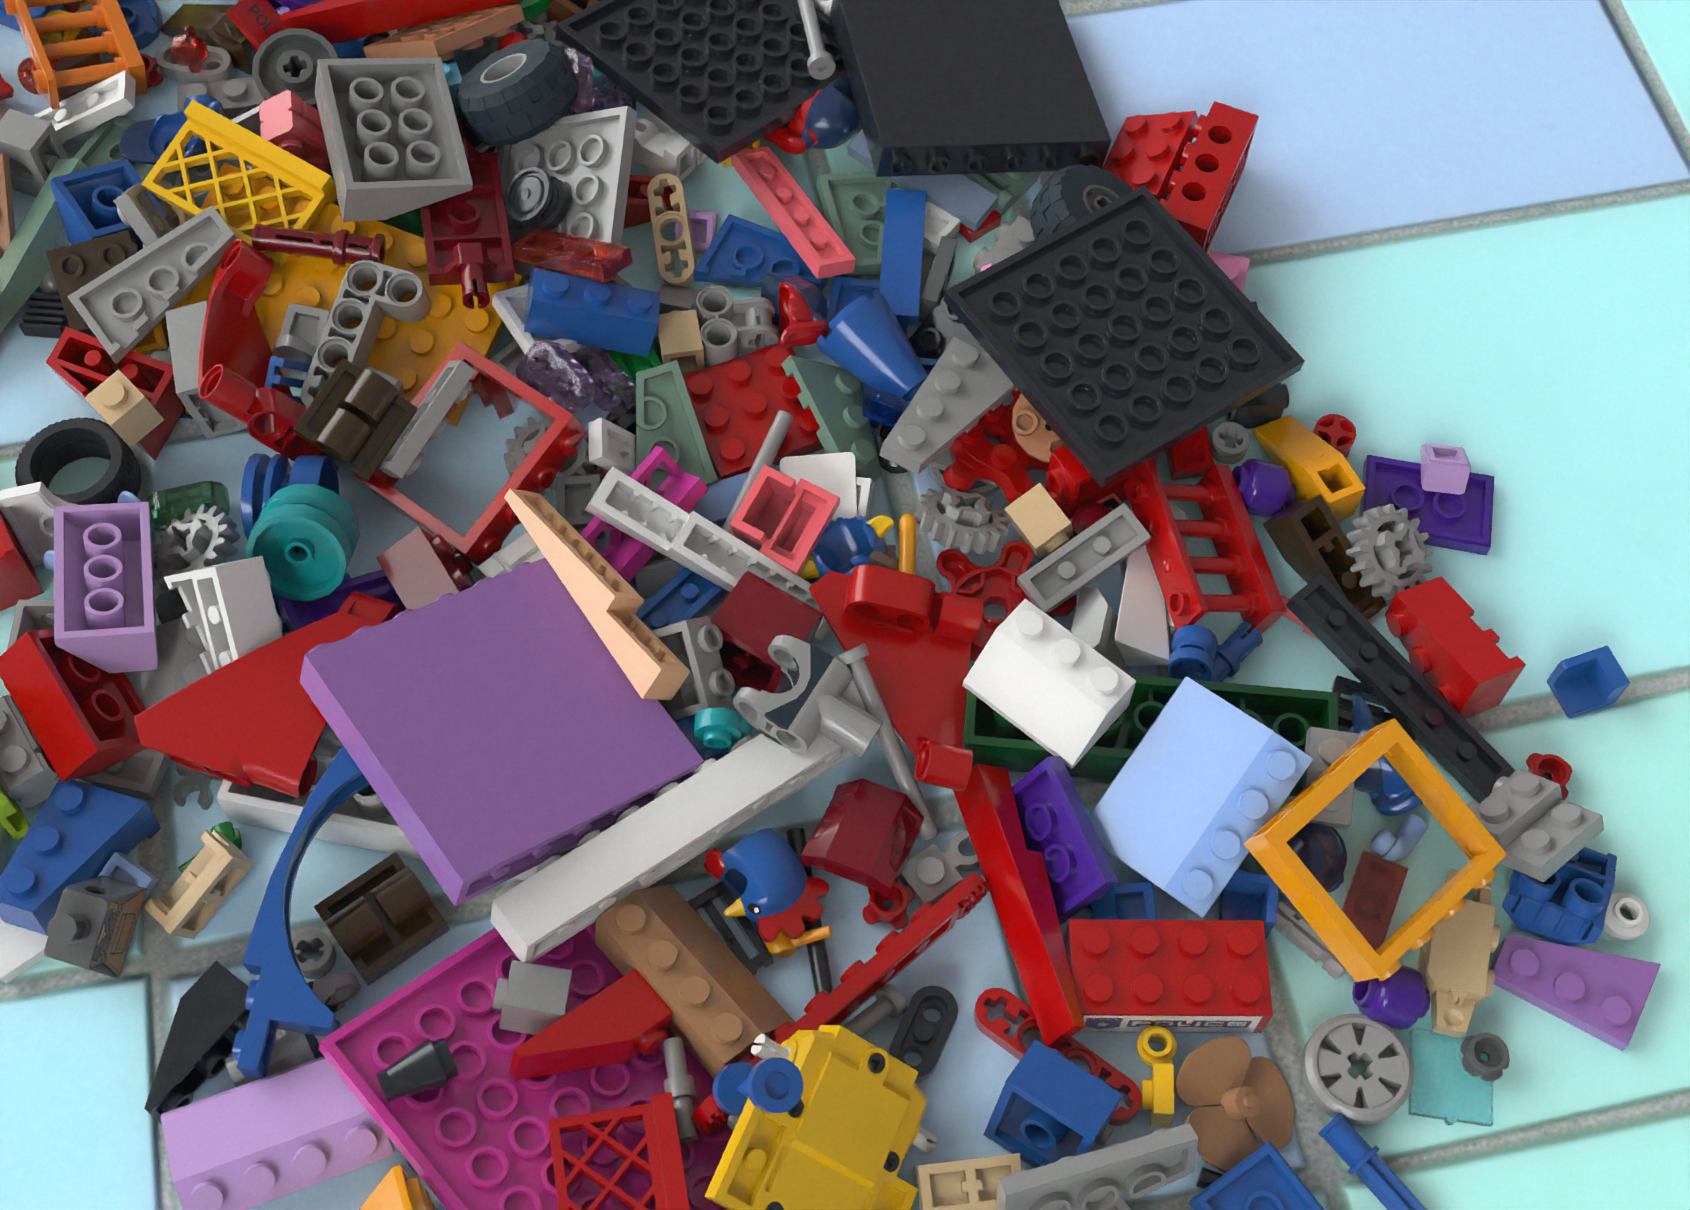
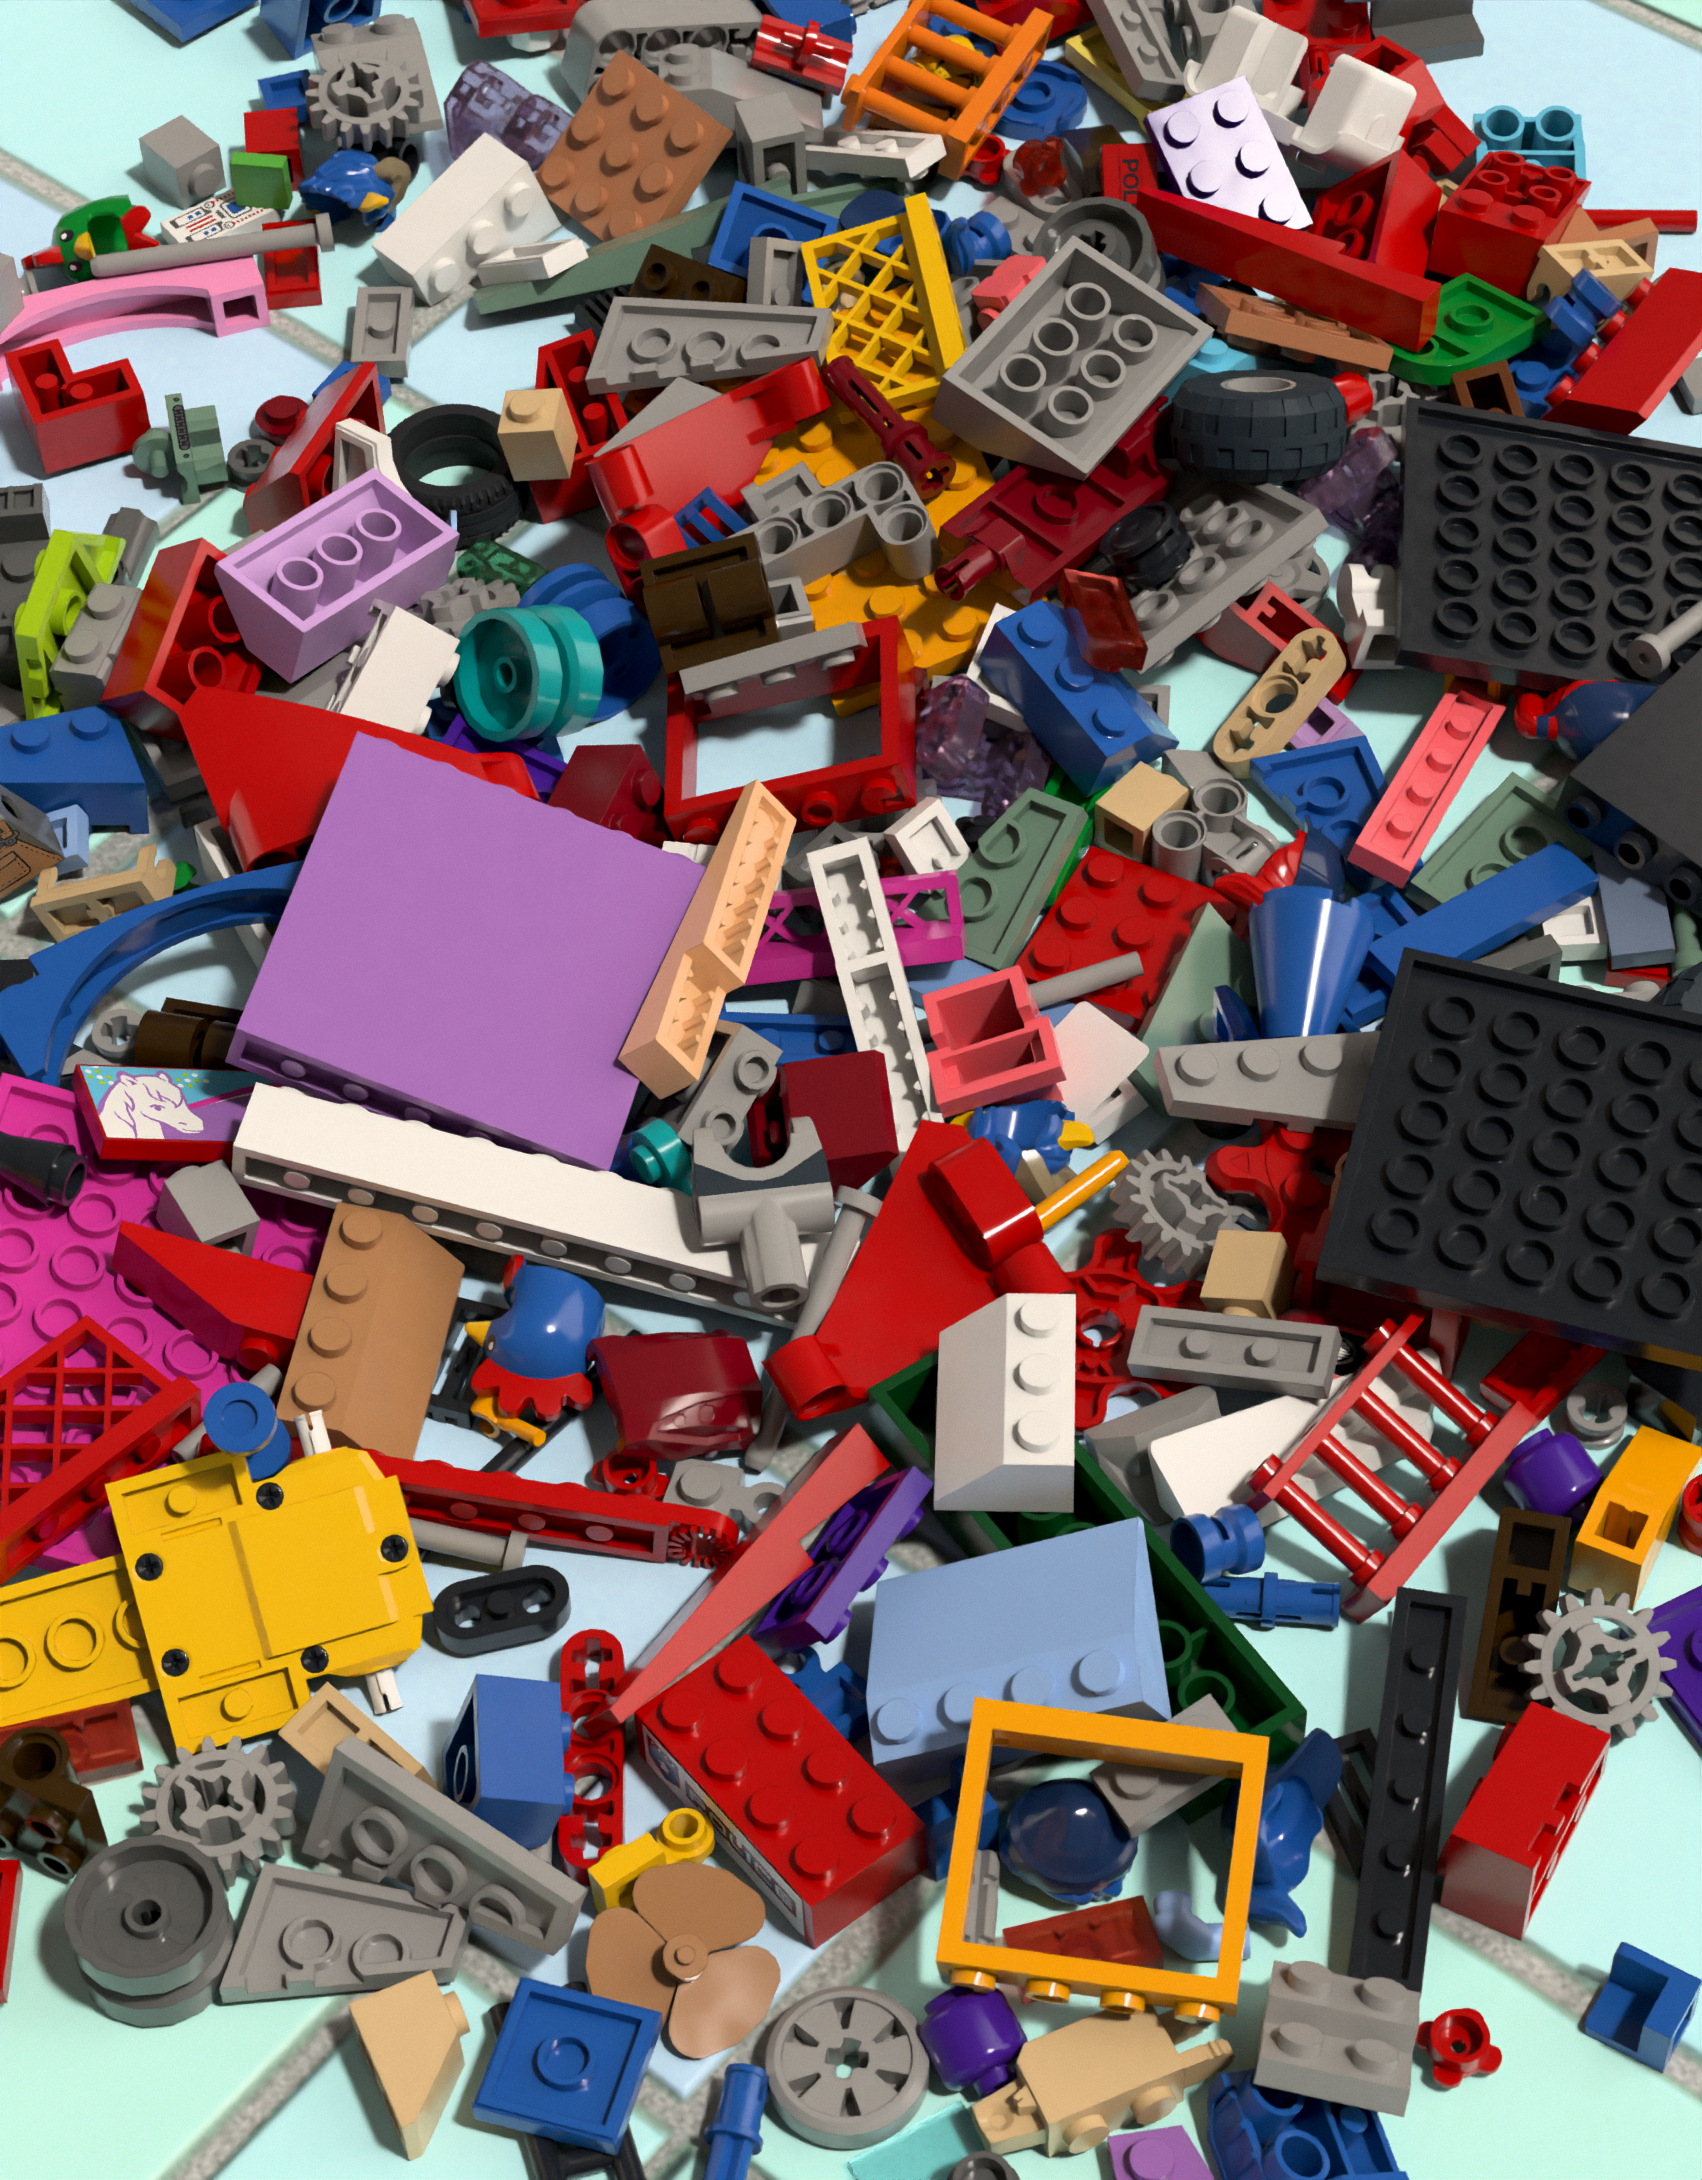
camera: 55 degrees right, 10 degrees down
(437, 961) = (164, 1111): none -> tile

